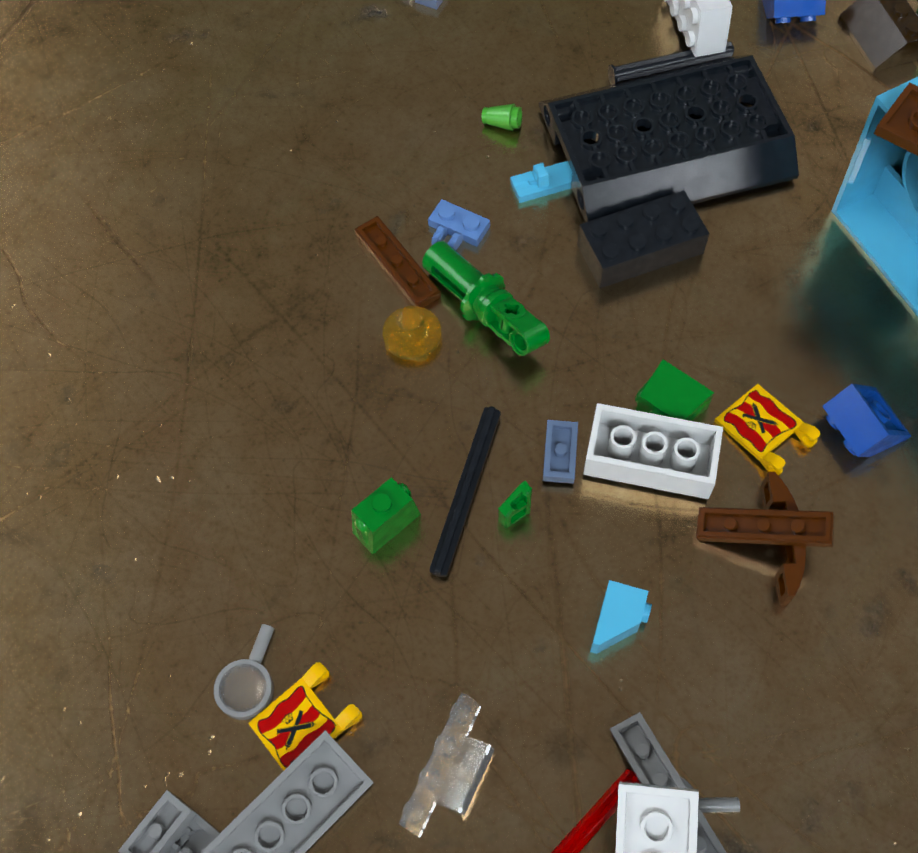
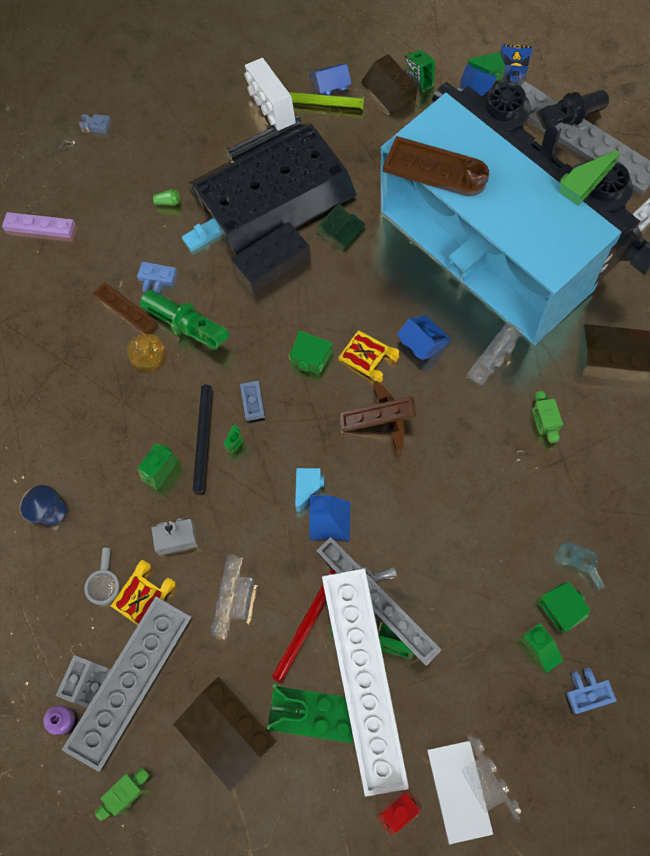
camera: 15 degrees left, 5 degrees up
(188, 530) = (42, 505): none -> dark blue piece
(303, 113) = (38, 225): none -> lavender plate
(381, 637) = (174, 536): none -> light grey brick
(644, 679) = (329, 518): none -> blue slope
(653, 451) = (304, 386): white brick -> none
(761, 219) = (340, 227): none -> clear green slope
(784, 32) = (327, 100): none -> lime axle

